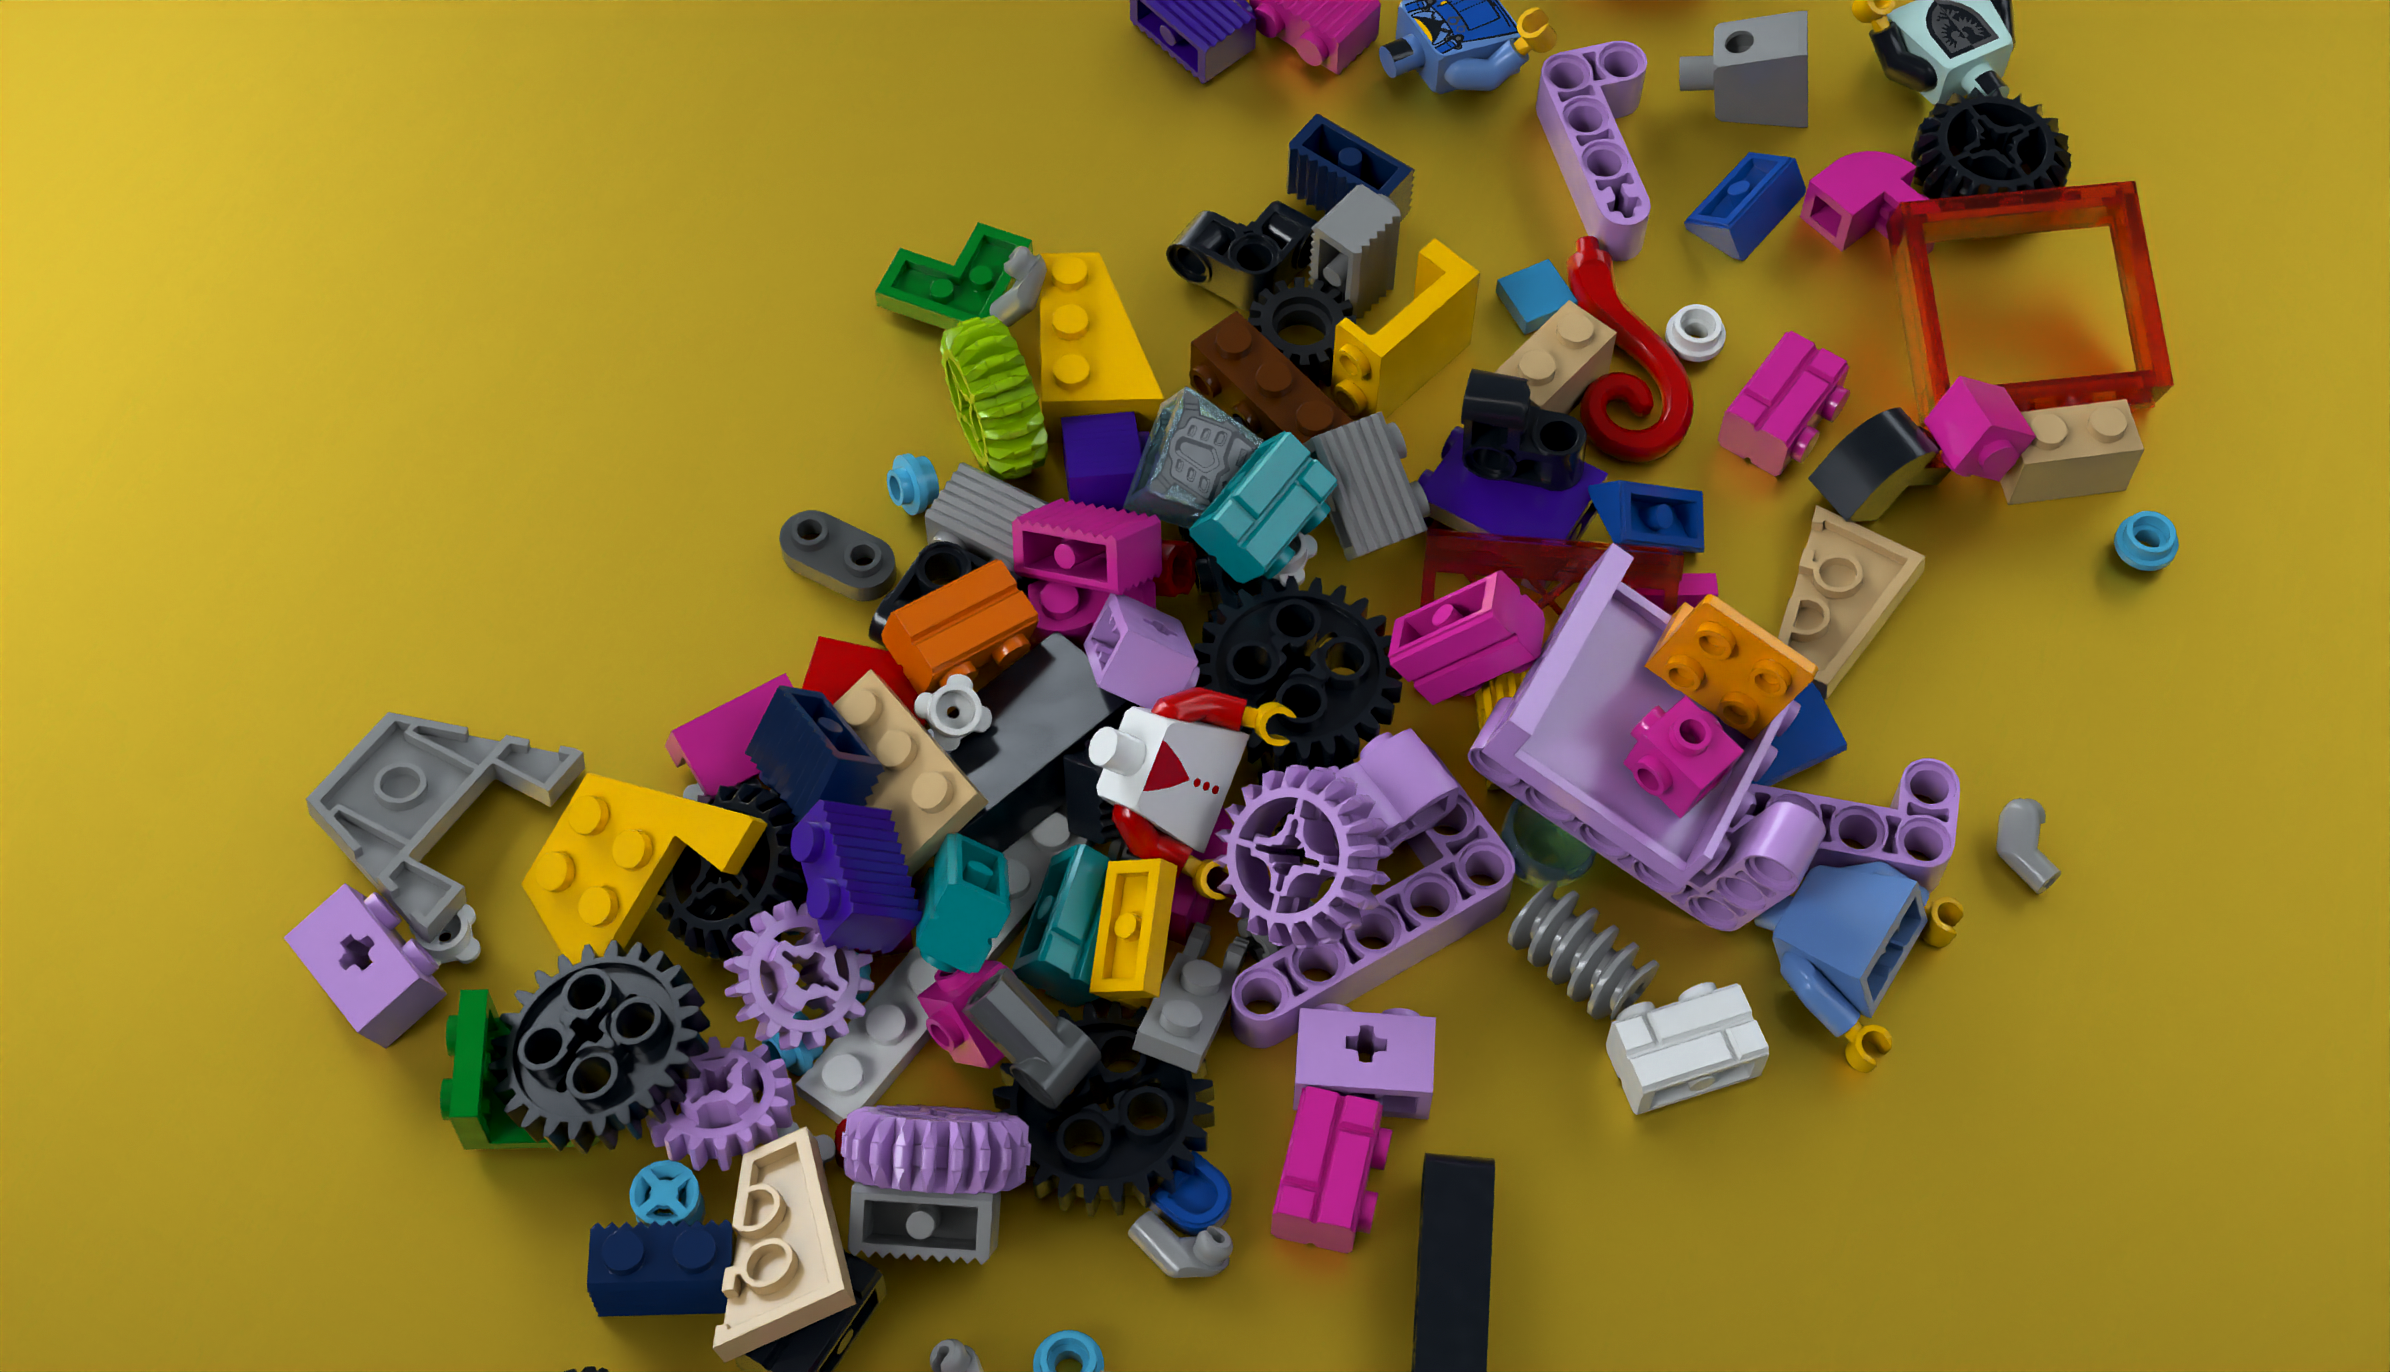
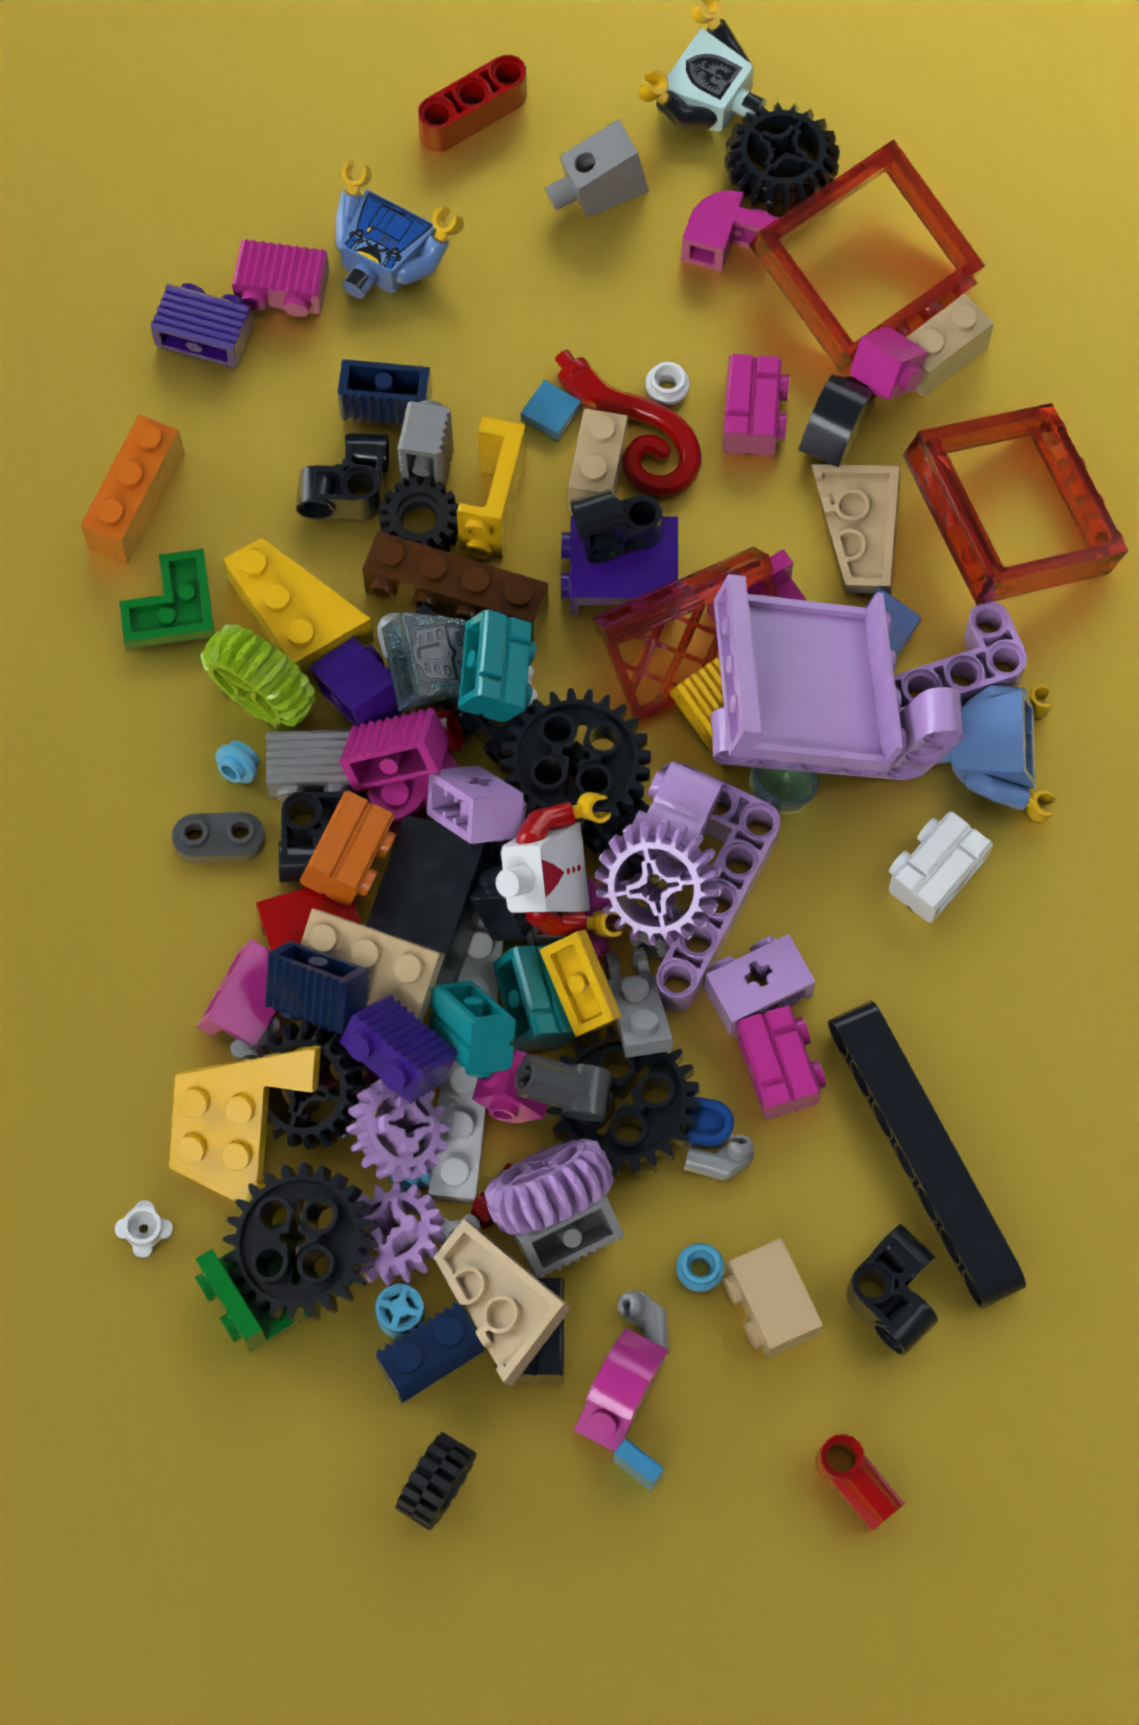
camera: 30 degrees left, 10 degrees up
(374, 997) = (84, 1274): lavender brick -> none
(409, 788) = (55, 1153): light grey wing -> none
(958, 694) = (392, 900): white plate -> none
(997, 142) = (133, 489): none -> orange brick
(1023, 295) = (229, 580): light grey arm -> none
(1373, 495) = (557, 618): light grey brick -> none
(1467, 638) = (672, 684): dark pink brick -> none
(1577, 108) = (568, 319): lavender beam -> none
(1579, 953) = (846, 842): light grey piece -> none
(1651, 514) = (718, 530): blue slope -> none
(1681, 754) = (847, 690): dark pink brick -> none
(1729, 665) = (839, 615): light orange bracket -> none
(1748, 204) = (644, 269): blue slope -> none
(1954, 669) = (963, 528): none -> clear red window
(2018, 843) = (1054, 623): light grey arm -> none
(2152, 529) = (1022, 369): medium azure plate -> none

